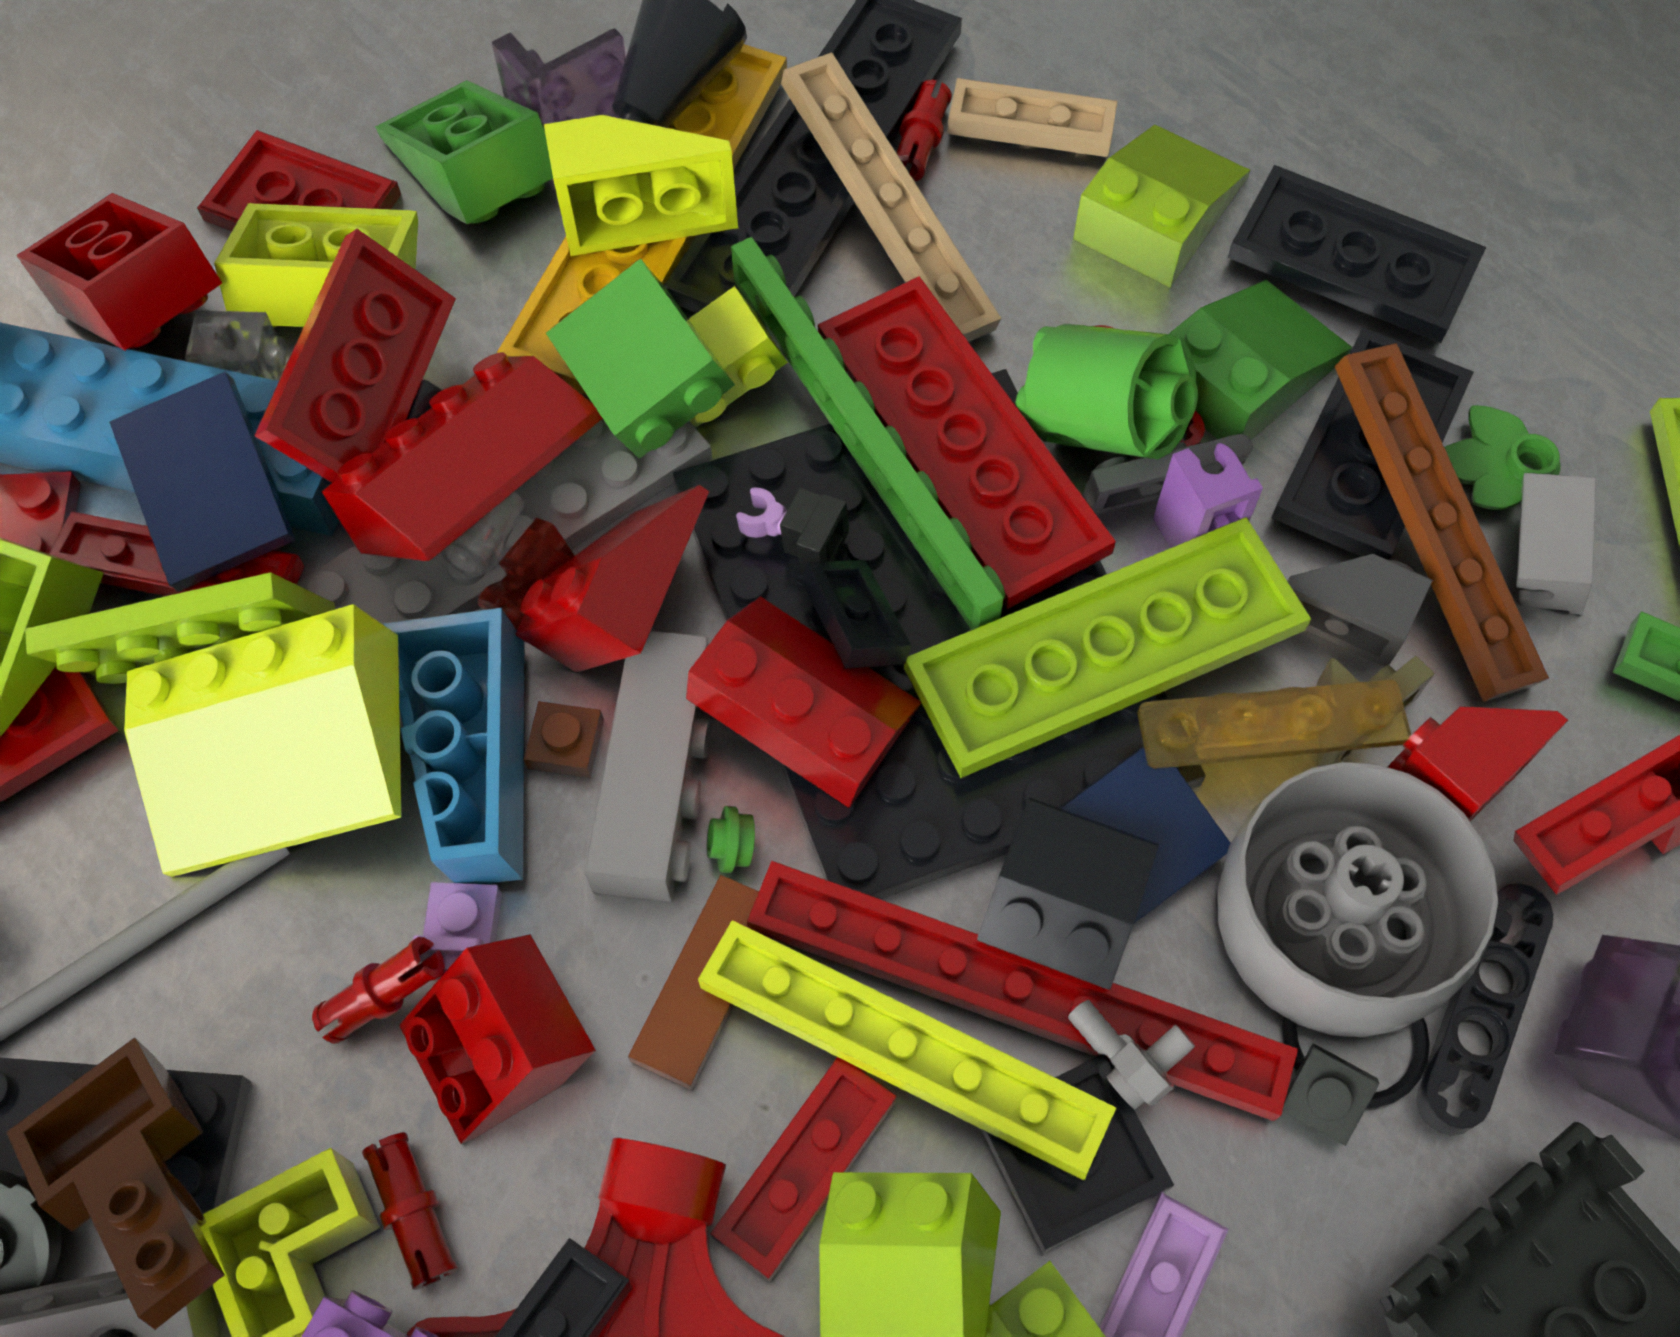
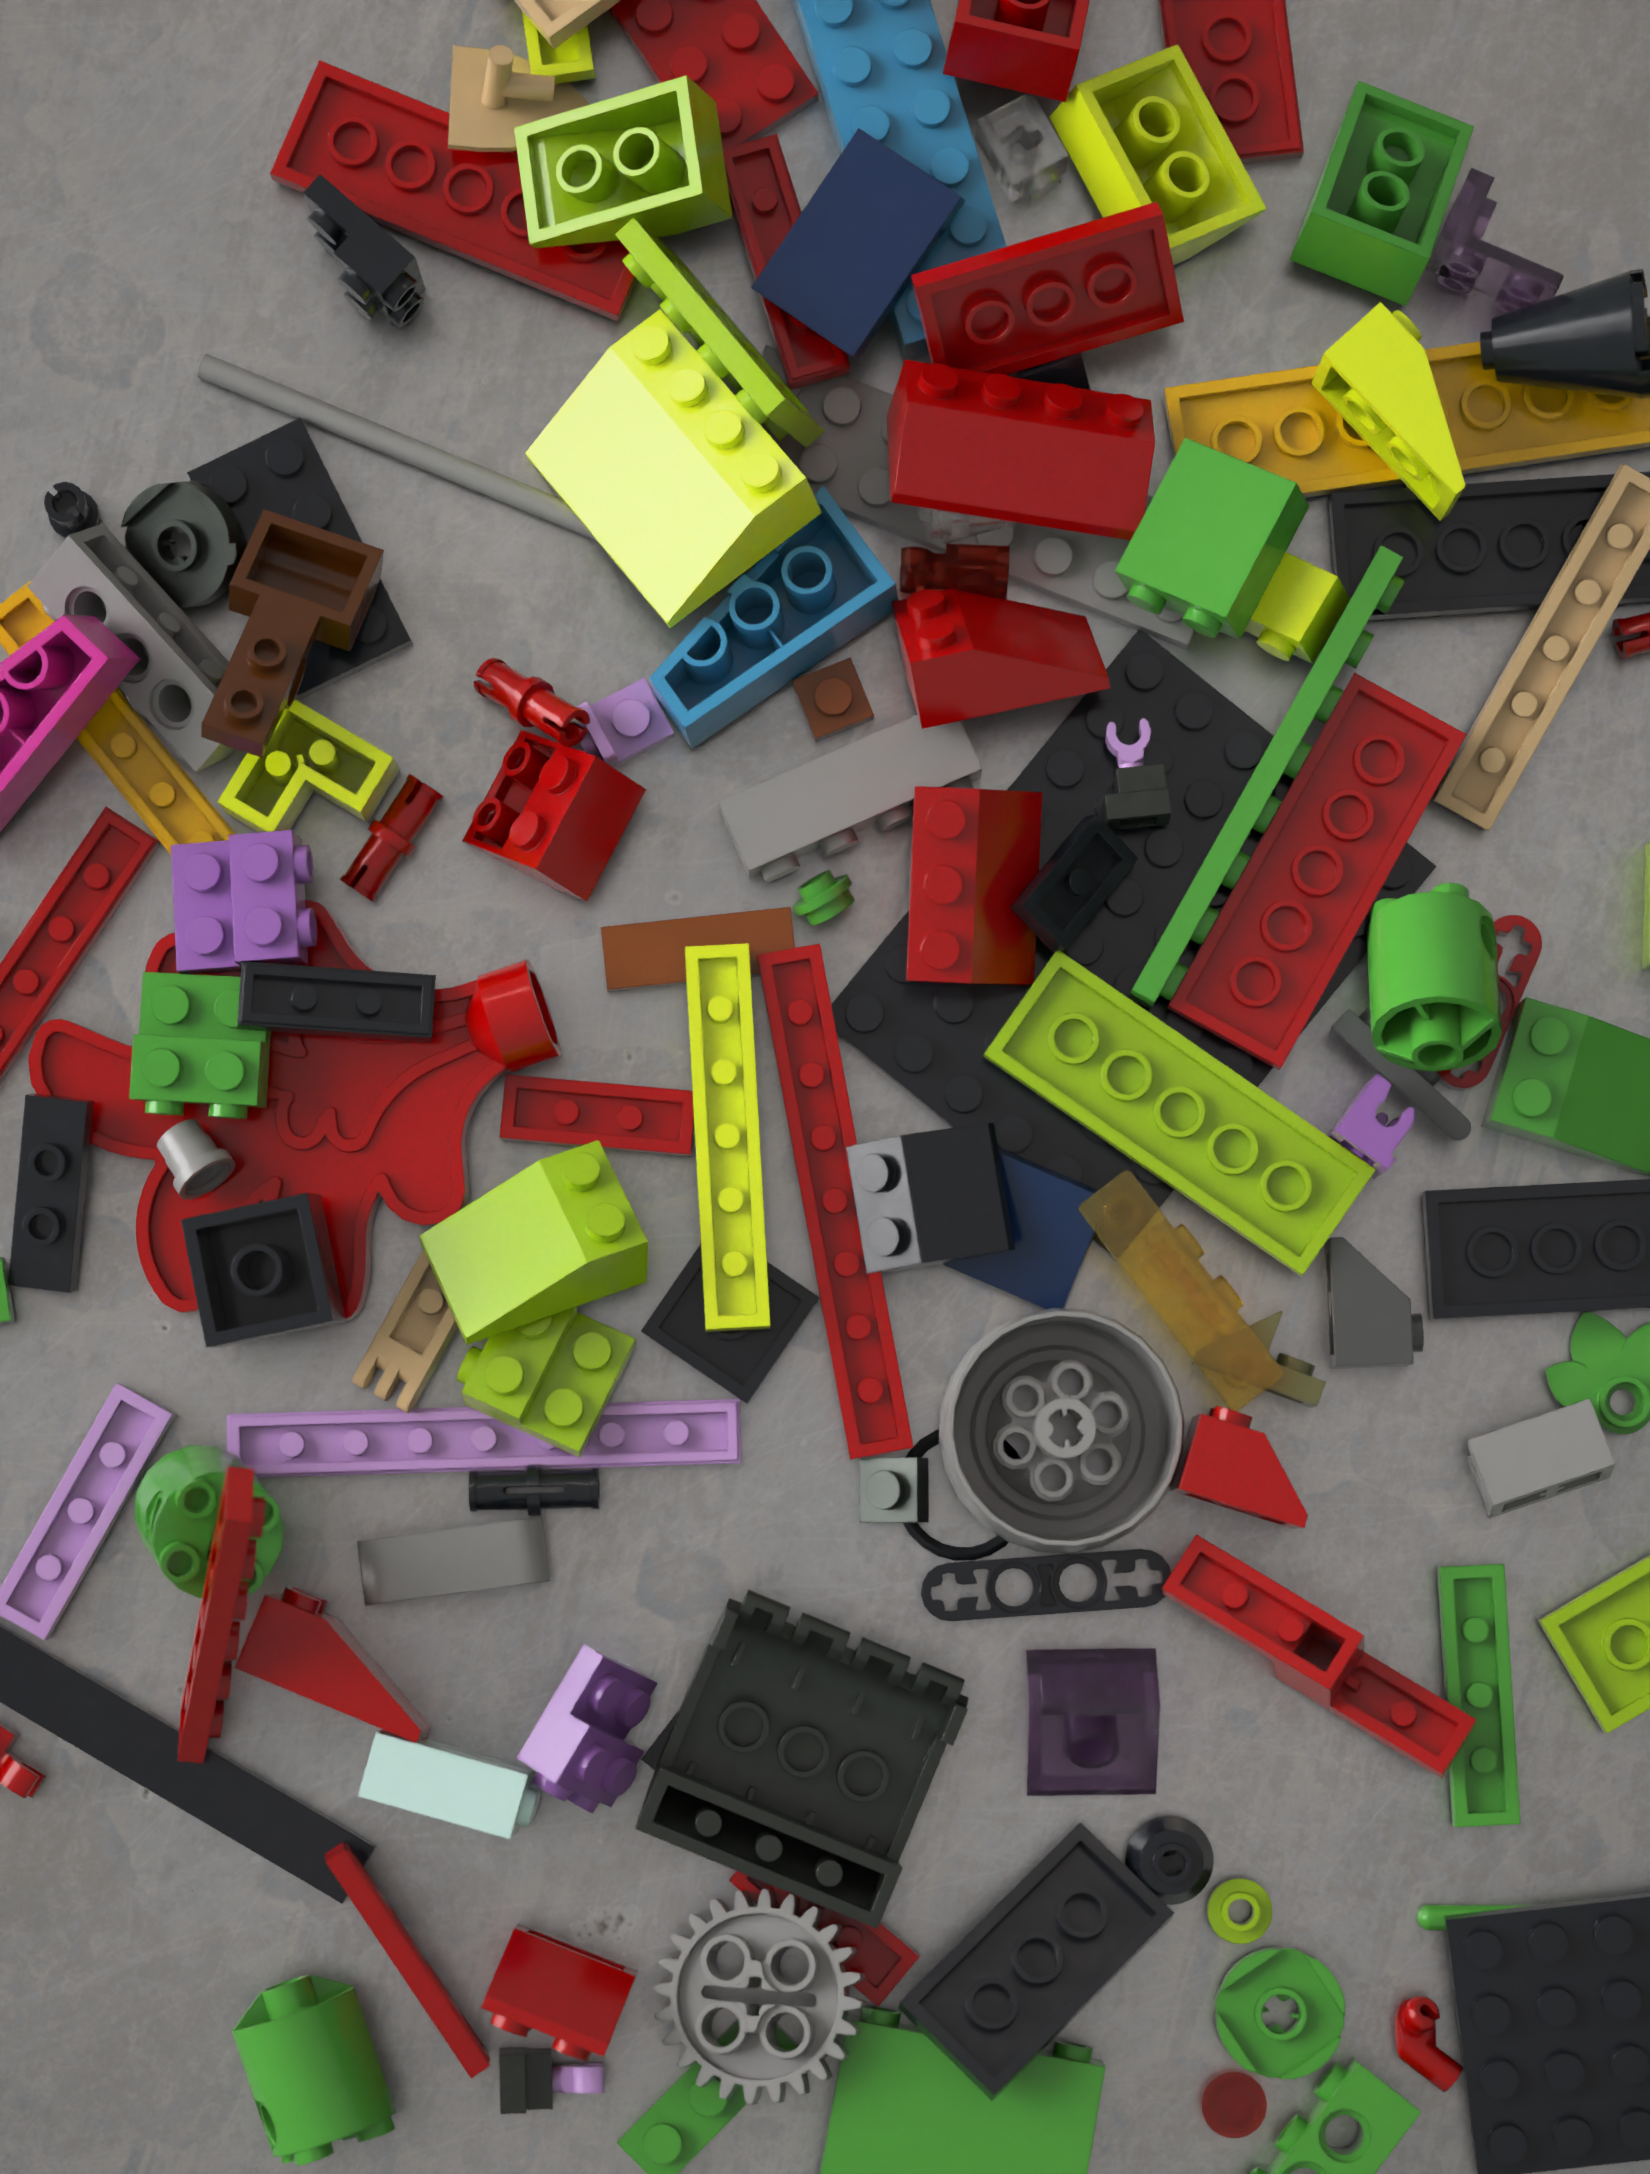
camera: 60 degrees right, 20 degrees up
(1138, 1073) = (813, 1329): light grey piece -> none
(1440, 522) = (1487, 1341): dark orange plate -> none

